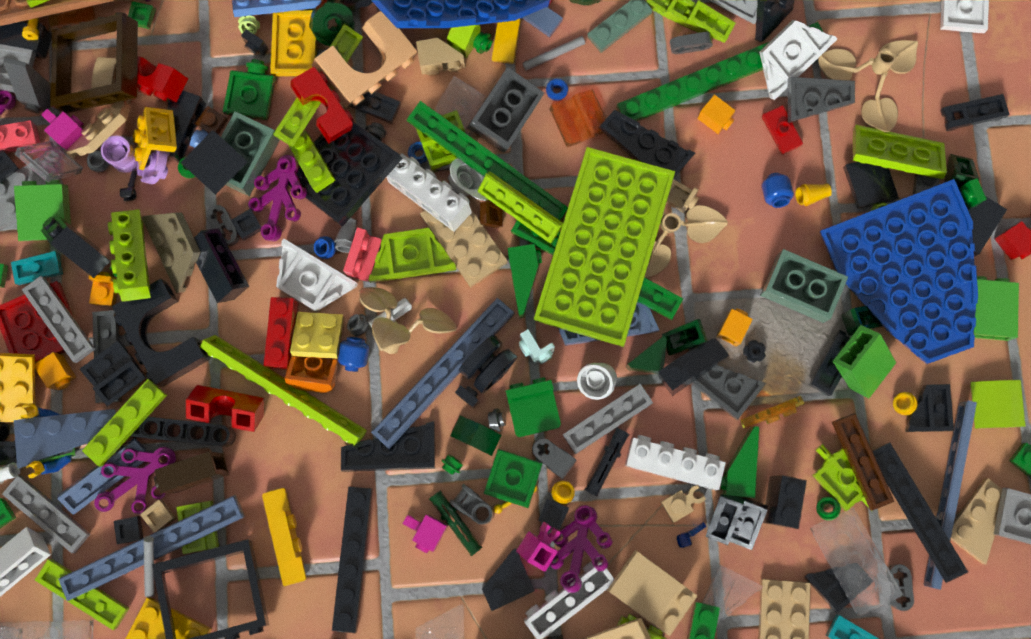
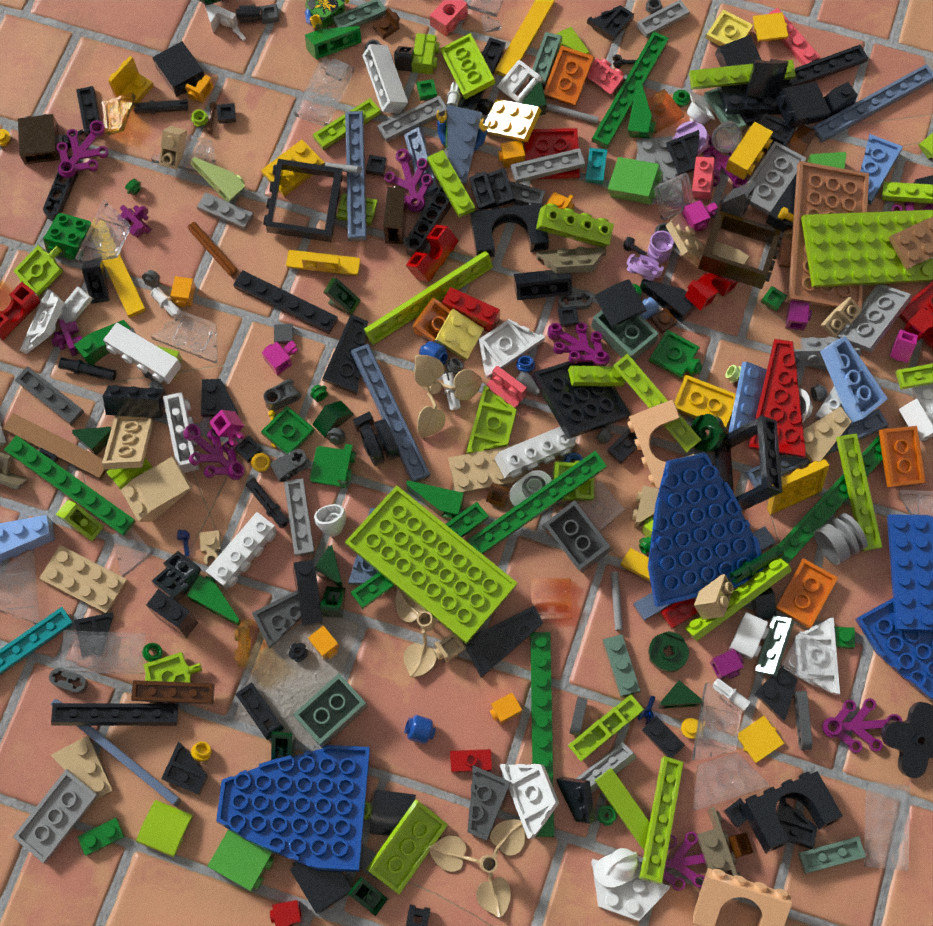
camera: 110 degrees right, 10 degrees down
(74, 245) = (596, 190): black brick -> none
(154, 132) = (662, 273): yellow bracket -> none
(158, 516) = (376, 186): tan plate -> none
(254, 43) = (716, 371): black plate -> none
(313, 87) = (620, 402): red arch -> none
(322, 491) = (341, 296): none -> dark green slope
(394, 541) = (283, 333): none -> dark grey tile
(439, 499) = (275, 379): dark green pin -> none
(520, 207) = (490, 512): lime tile -> none
(530, 348) = (376, 479): light aqua bracket -> none
(557, 83) = (583, 584): blue plate -> none
(811, 193) = (405, 757): yellow cone -> none
(864, 361) = (246, 726): bright green brick -> none
(972, 193) = (340, 882): green plate -> none

